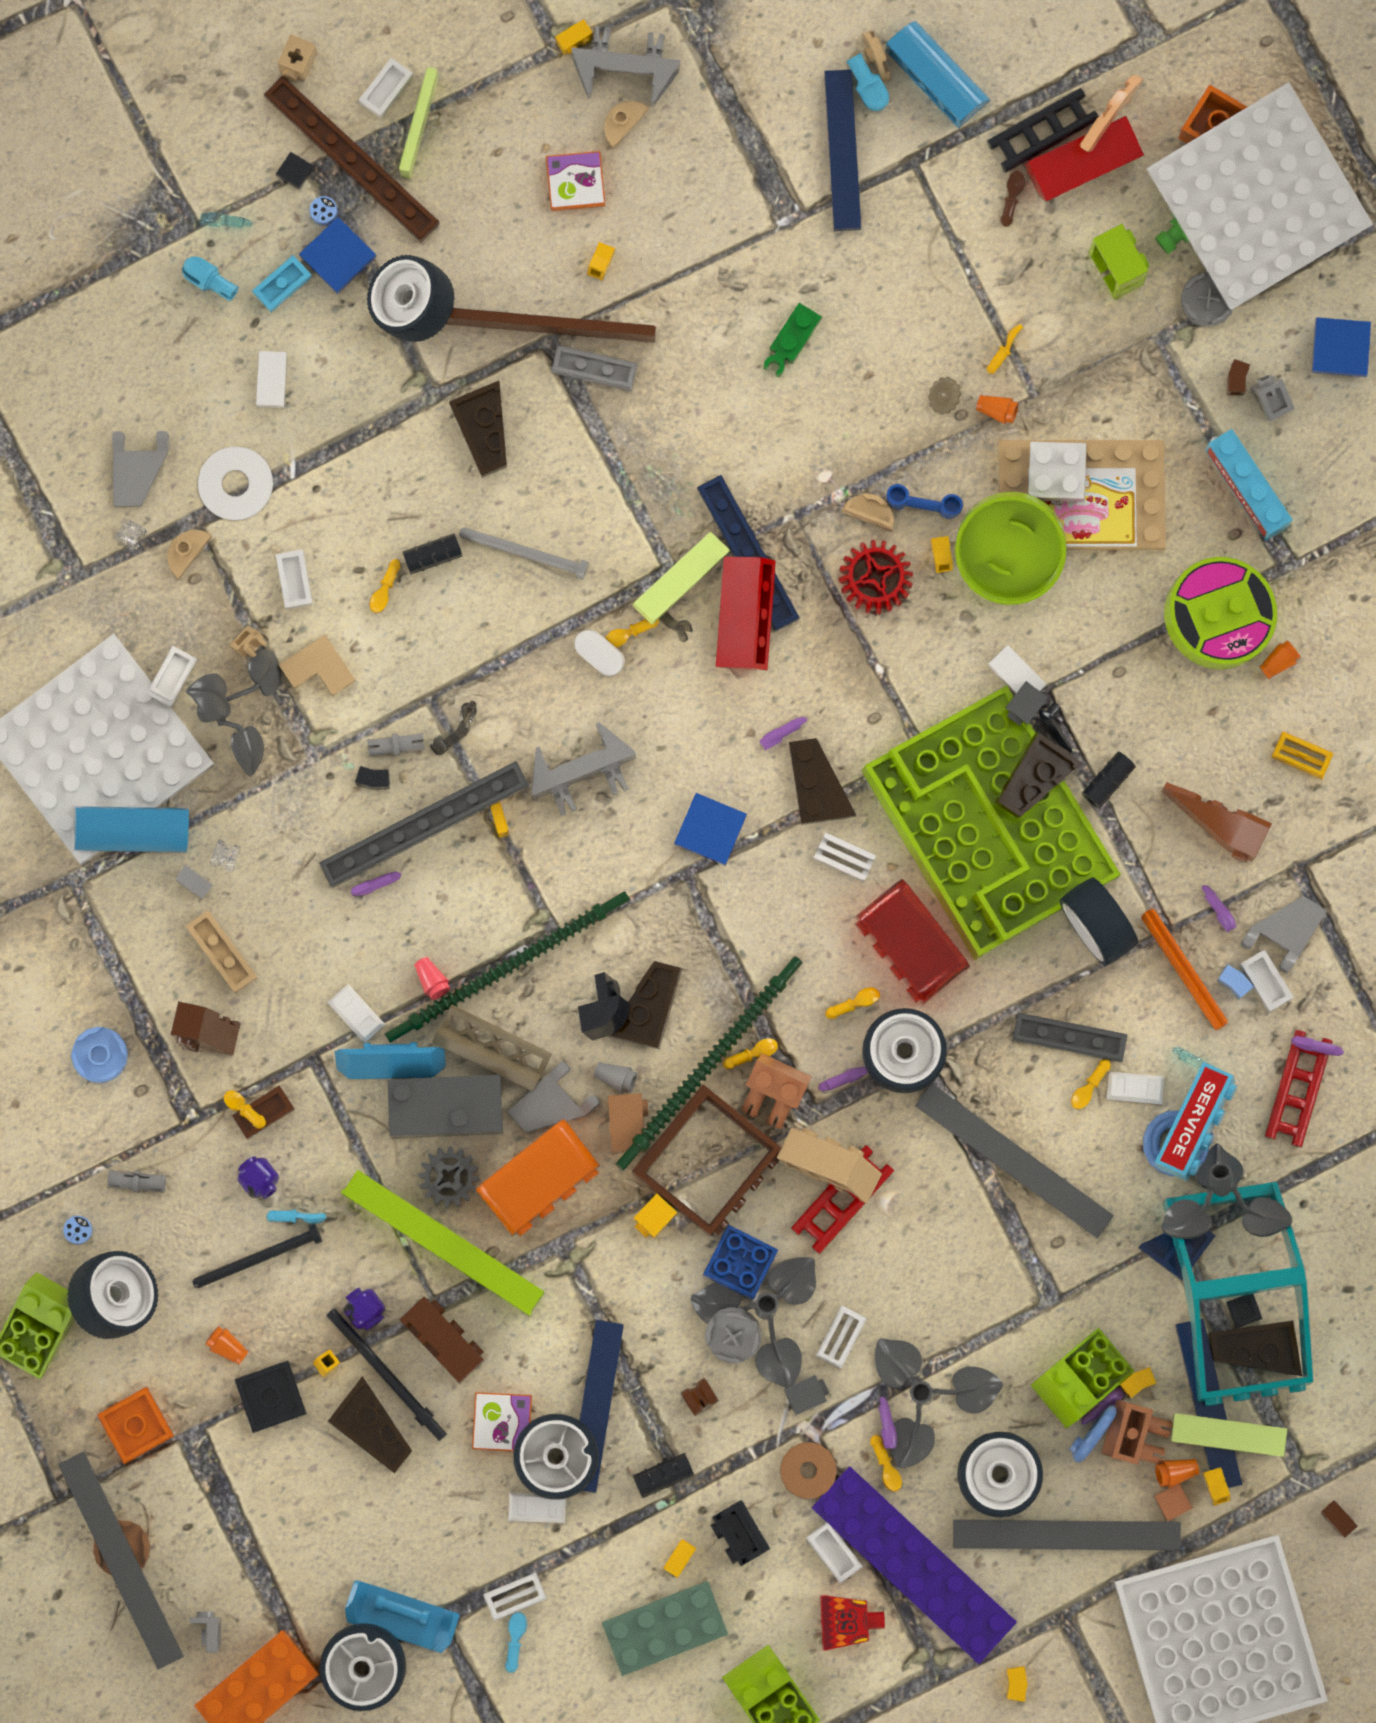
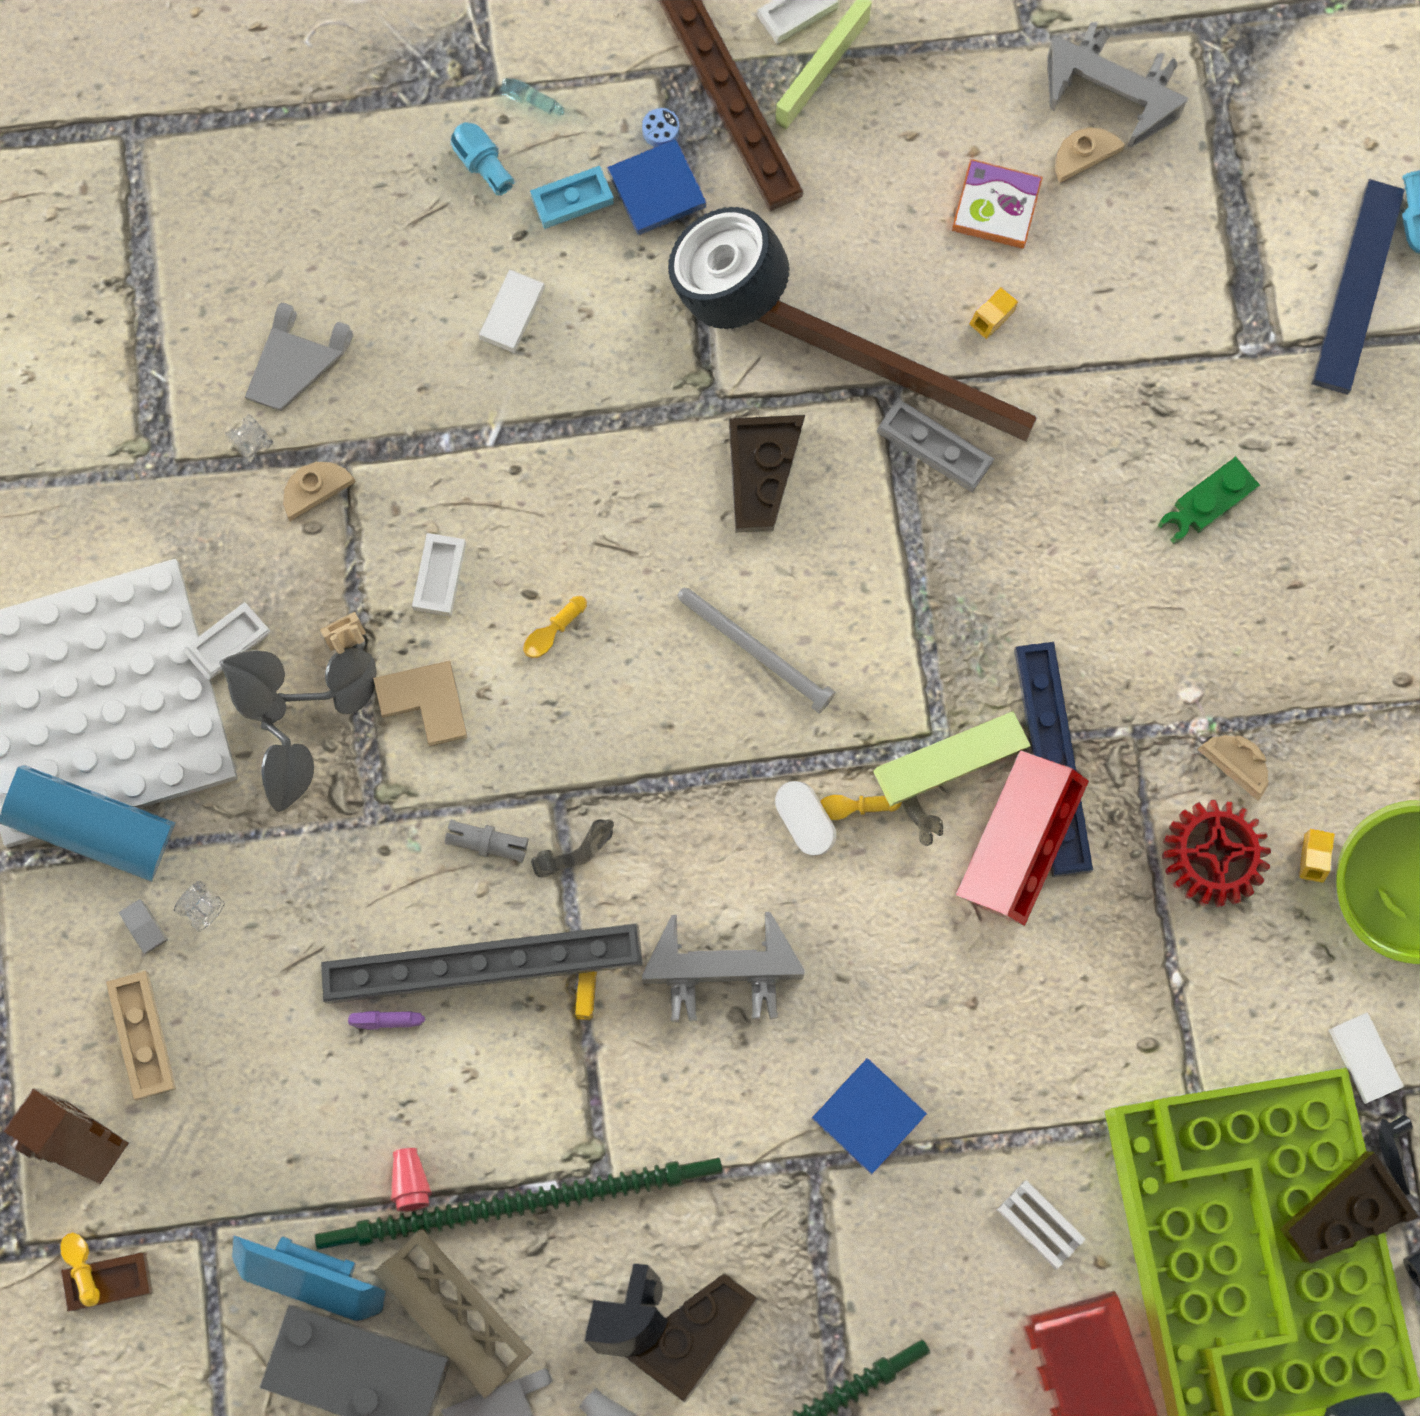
camera: 20 degrees right, 5 degrees down
(218, 466) = (418, 457): white sticker -> none
(258, 1177) = (58, 1374): dark purple head -> none
(295, 170) = (643, 67): black tile -> none
(356, 1013) = (289, 1190): white tile -> none
(373, 779) = (438, 875): black piece -> none
(432, 553) = (632, 606): black axle -> none
(574, 37) = (1066, 25): yellow piece -> none
(776, 735) = (1003, 1020): medium lavender piece -> none
(816, 785) = (1036, 1109): dark brown wing -> none
(899, 498) = (1347, 797): blue bar -> none
(944, 395) = (1390, 645): dark tan piece -> none
(1025, 704) = (1368, 1104): dark grey brick -> none

